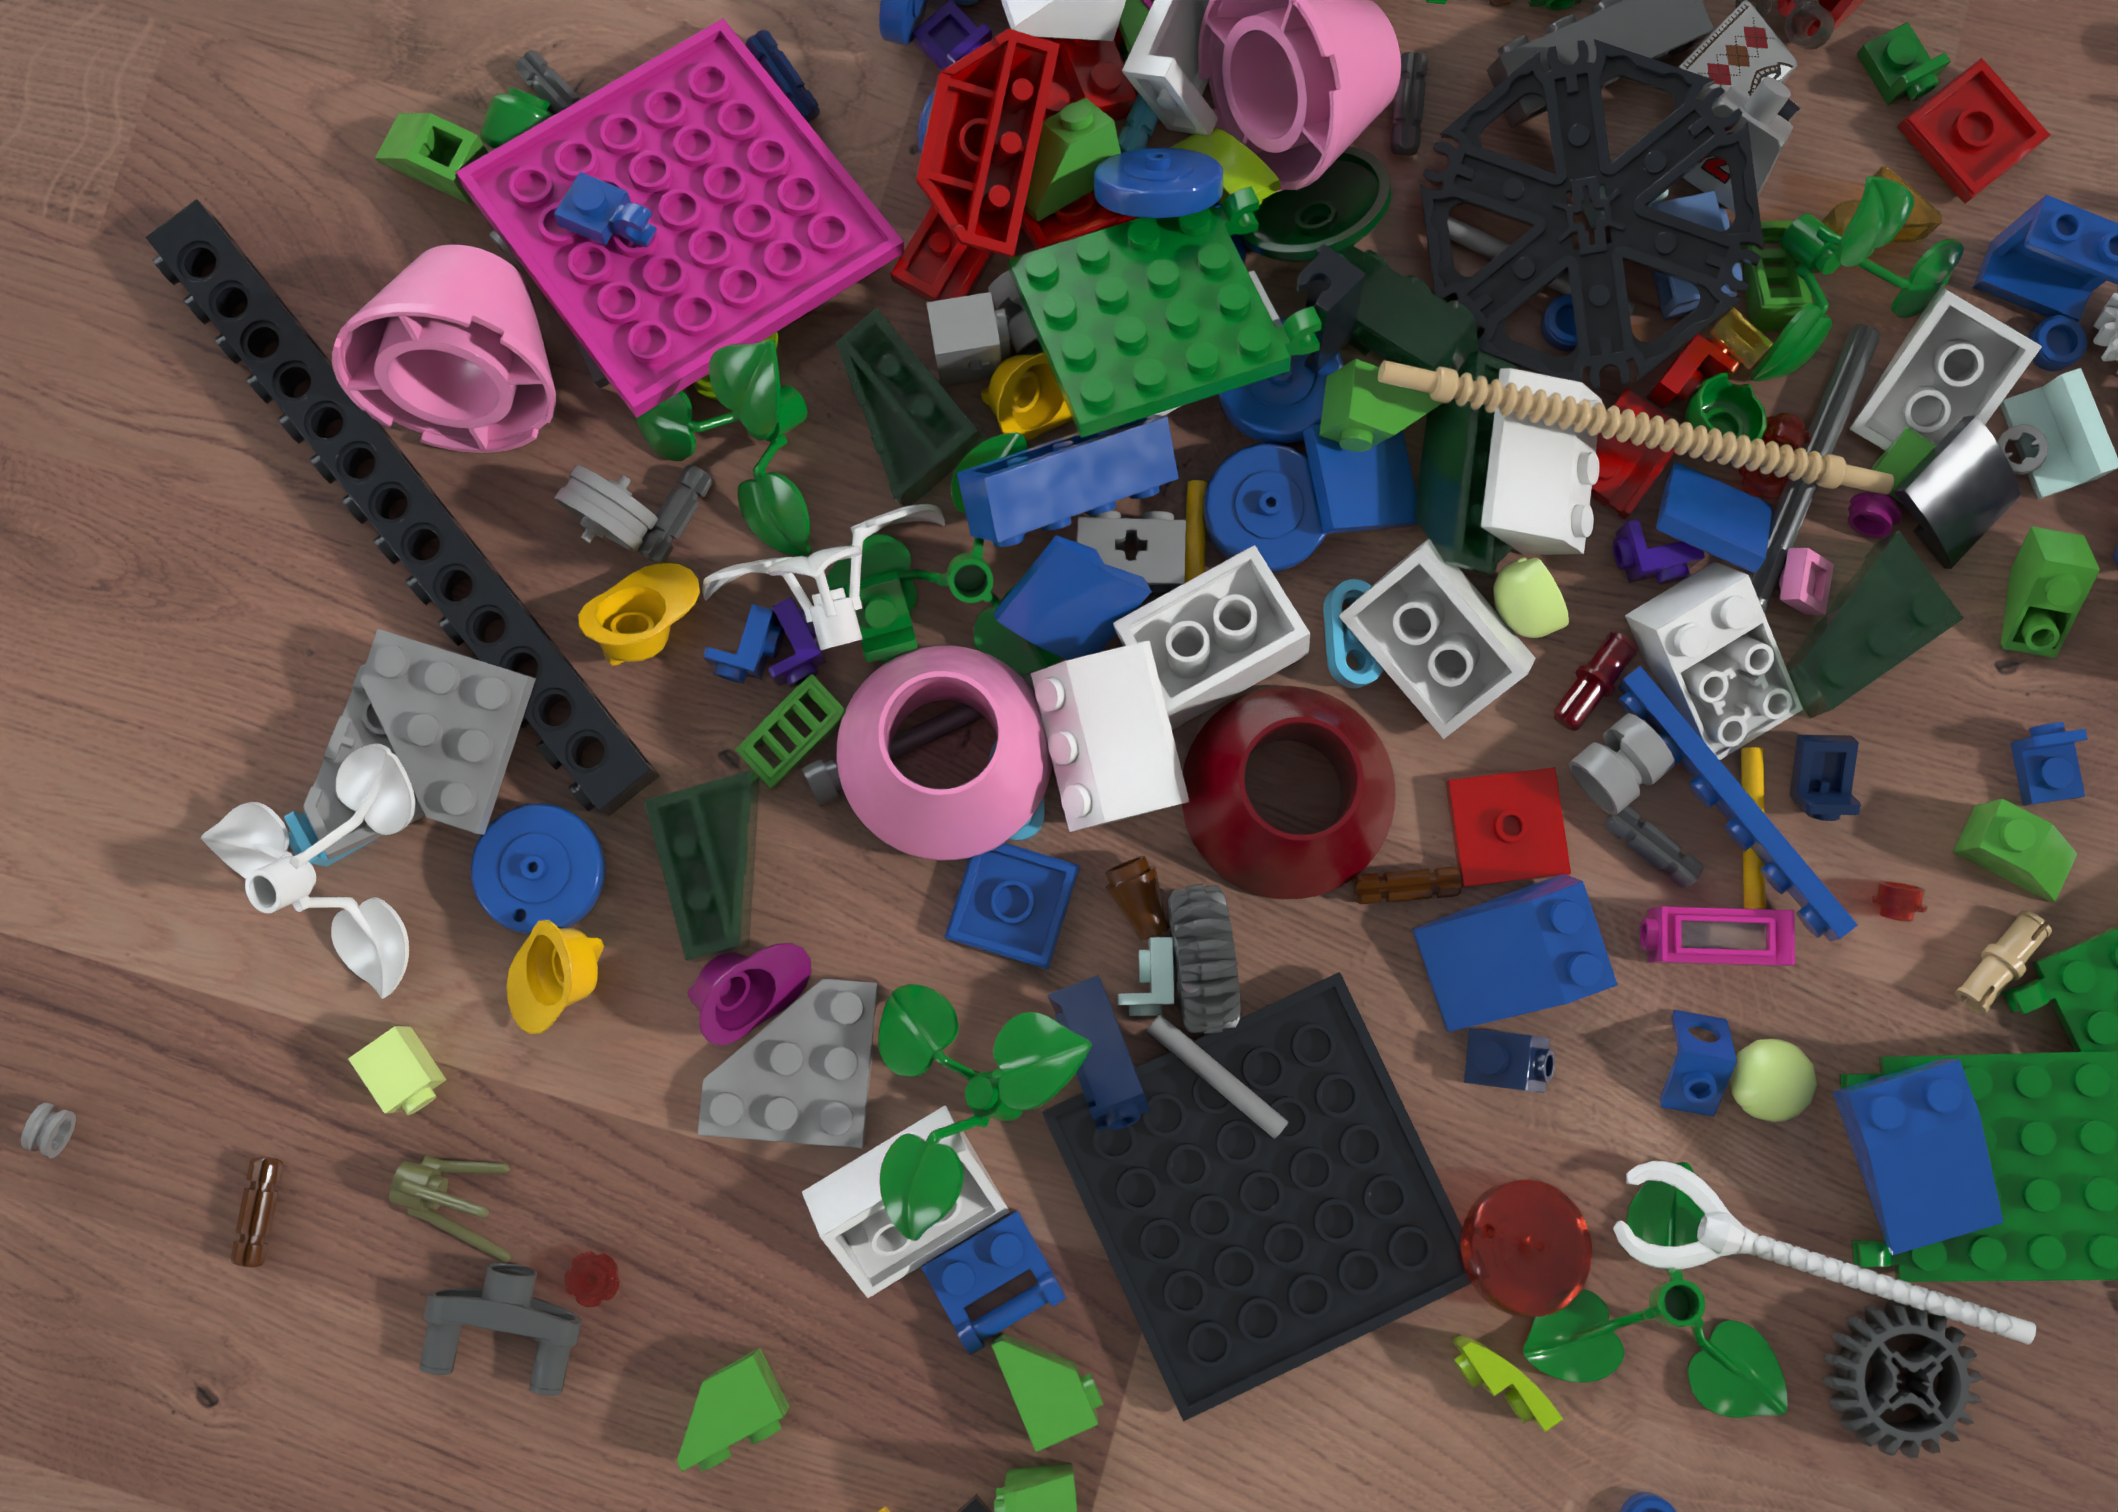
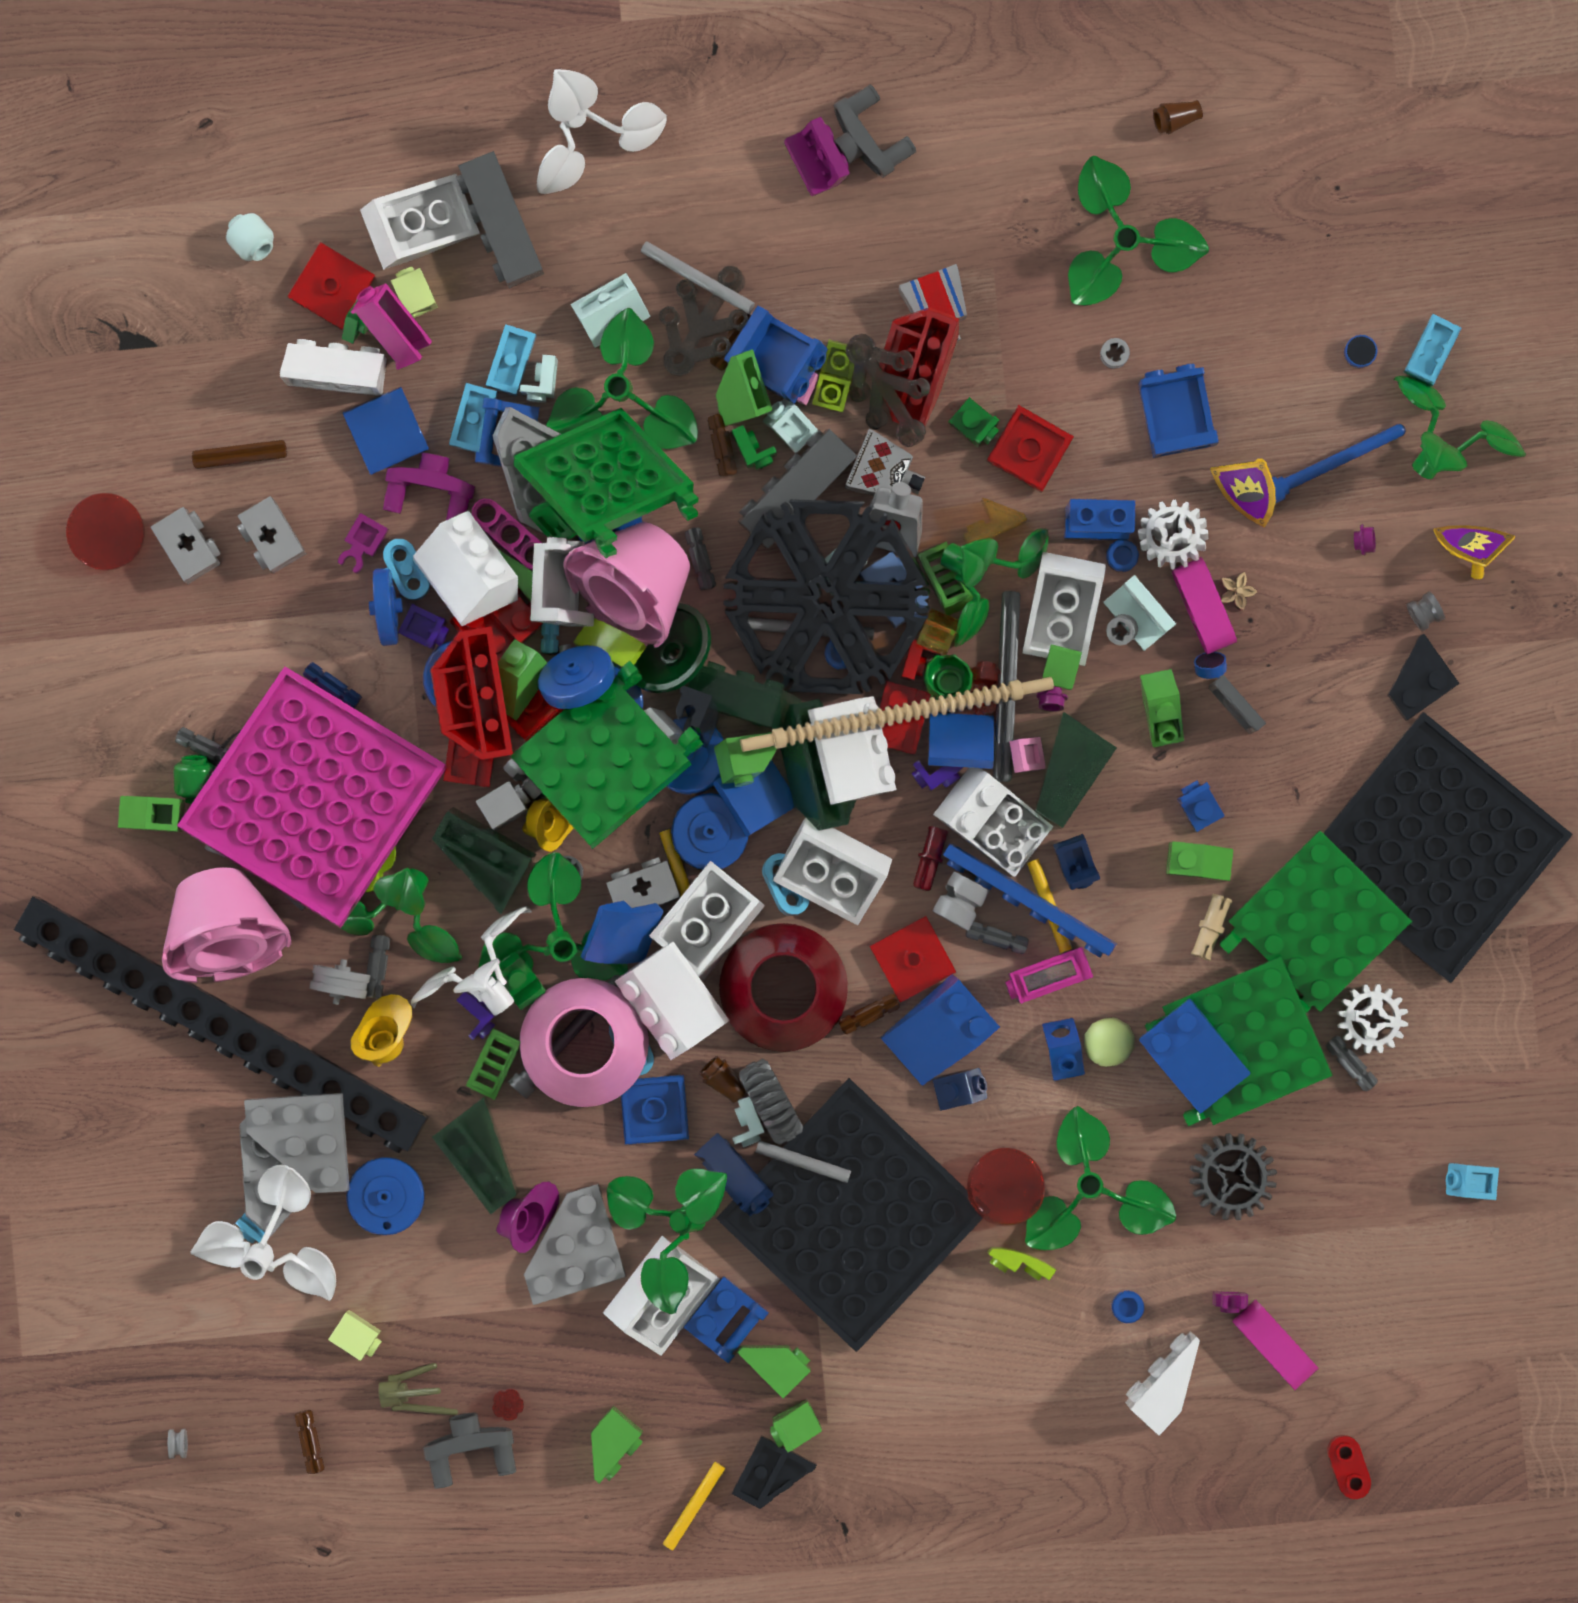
camera: 25 degrees left, 5 degrees up
(550, 974) = (417, 1251): yellow piece -> none
(601, 209) = (269, 817): blue plate -> none
(759, 641) = (455, 1020): blue bracket -> none
(1065, 479) = (588, 871): blue brick -> none
(1529, 599) = (874, 830): yellowish green hair -> none
(1724, 1235) = (1110, 1137): white piece -> none
(1899, 900) = (1142, 915): clear red plate -> none
(1959, 490) = (1093, 670): black slope -> none

